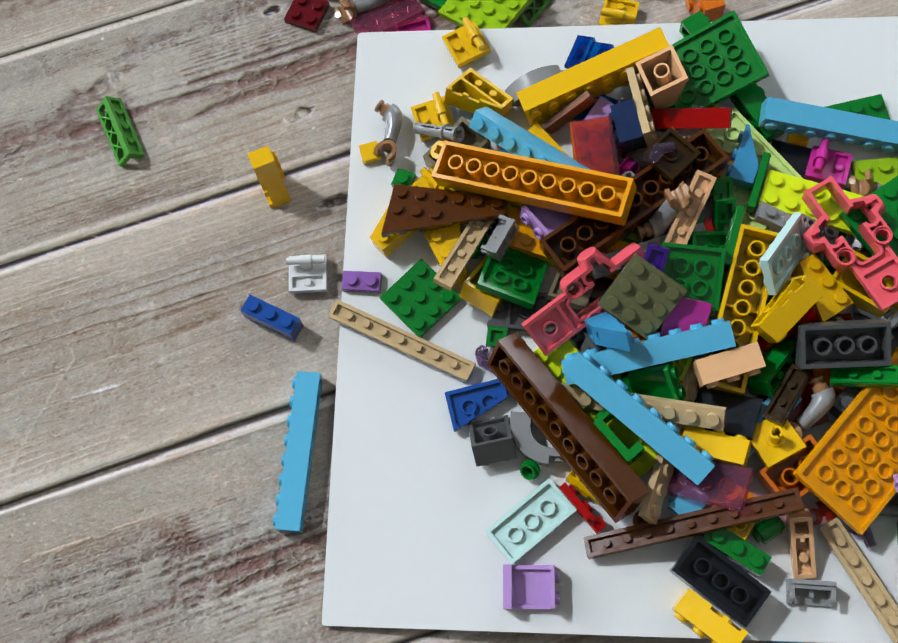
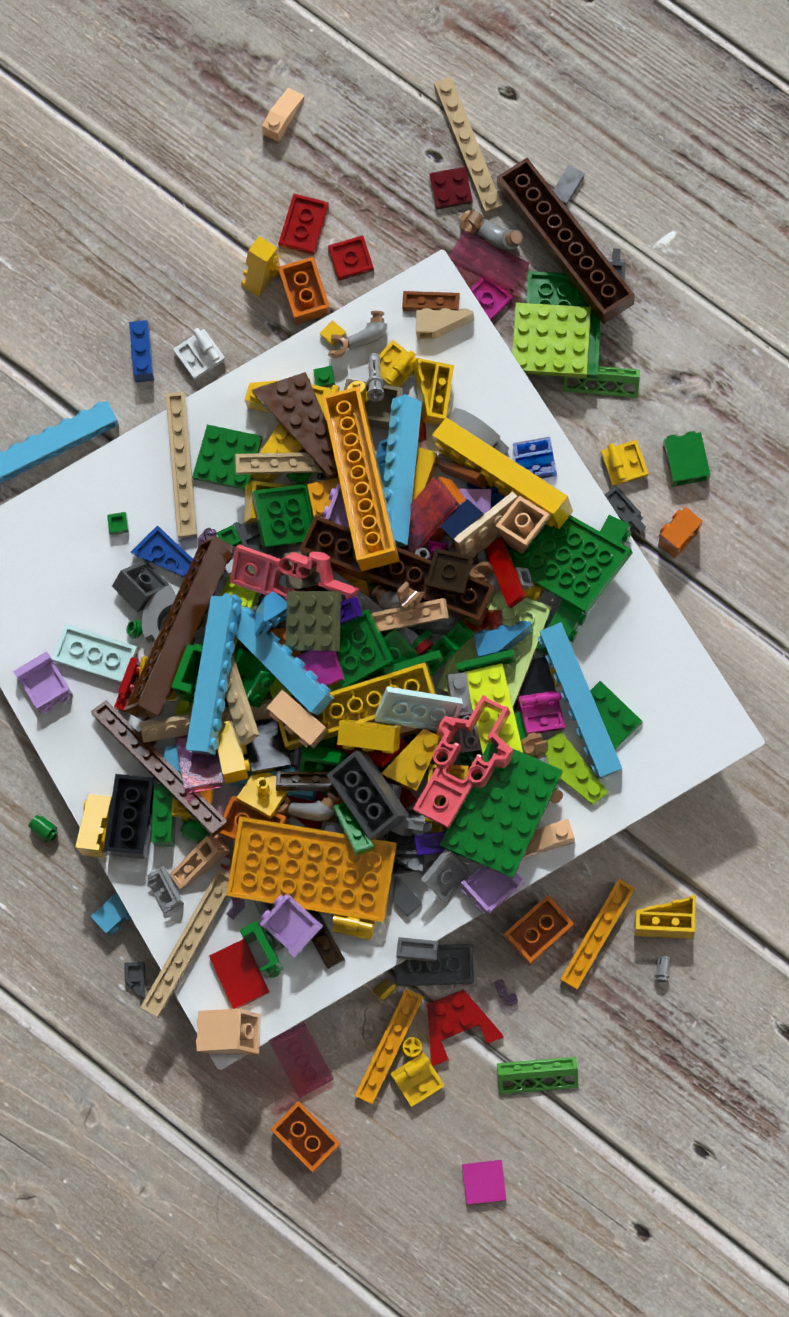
camera: 55 degrees right, 5 degrees up
(122, 128) = (231, 111): bright green fence -> none
(154, 96) = (281, 114): none -> light nougat slope
(255, 129) = (303, 224): none -> red tile
(310, 113) = (350, 258): none -> red tile
(313, 159) = (304, 290): none -> orange brick
(362, 281) = (213, 401): medium lavender plate -> none
(397, 64) = (433, 300): none -> dark orange tile
(418, 426) = (118, 523): none -> green plate
(419, 67) = (436, 323): none -> tan slope
(466, 43) = (483, 347): yellow plate -> none
(500, 238) = (306, 486): light grey hinge -> none
(659, 149) = (442, 558): clear purple arm -> none

